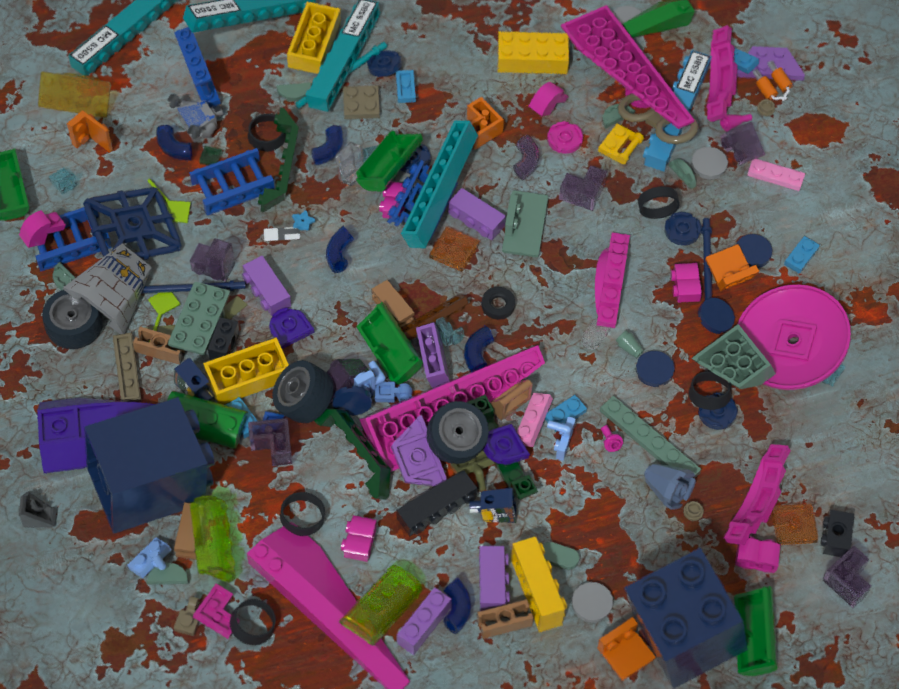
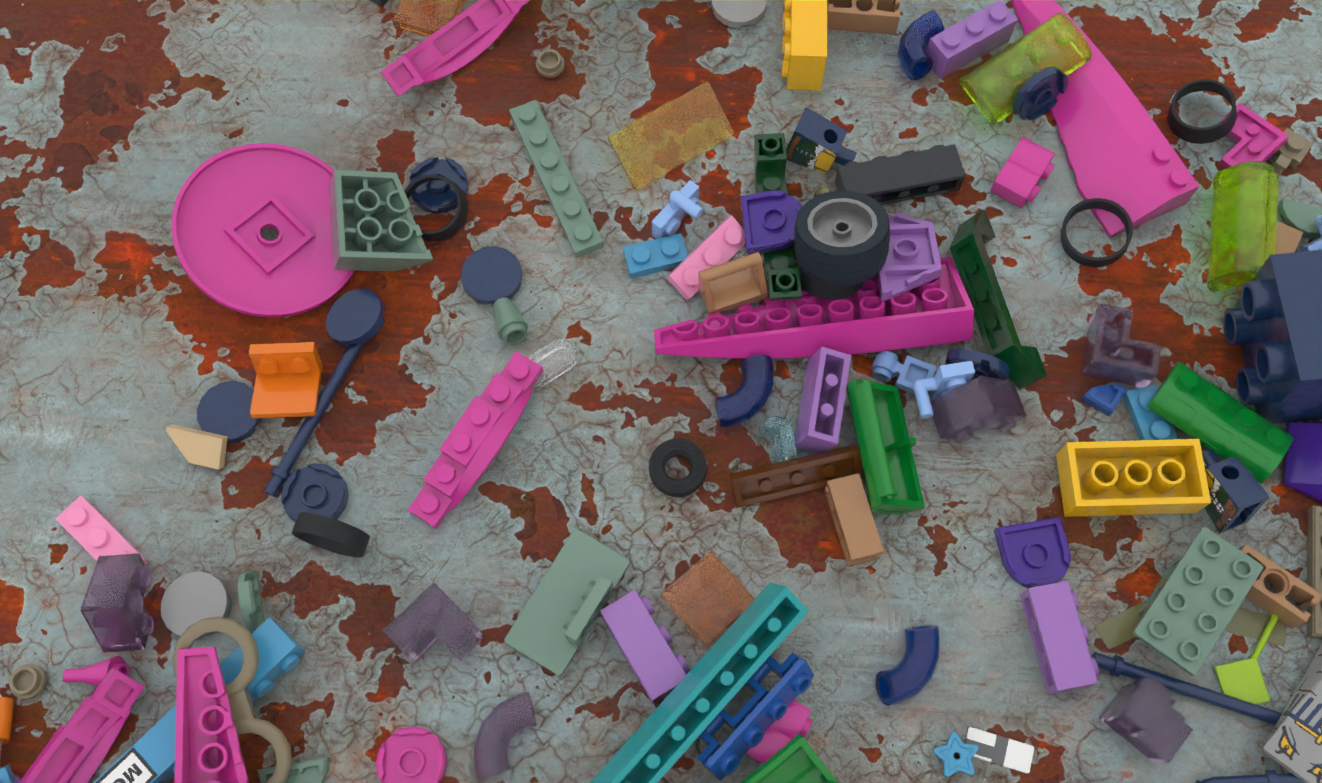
camera: 155 degrees left, 10 degrees up
(224, 338) = (1157, 553): black brick -> none
(302, 391) = (1056, 394): black wheel -> none
(364, 586) = (1040, 93): none -> dark blue tile
(493, 577) = (857, 63): medium lavender brick -> none
(561, 556) = (755, 69): sand green tile -> none
(594, 487) = (670, 135): none -> clear yellow bracket
(613, 441) = (610, 189): dark pink plate -> none
(616, 140) = (328, 715): yellow plate -> none
(670, 484) = (564, 94): sand blue cone -> none
(687, 282) = (367, 388): dark pink brick -> none
(757, 227) = (199, 446): none -> tan tile
(802, 254) = (161, 379): dark azure plate -> none

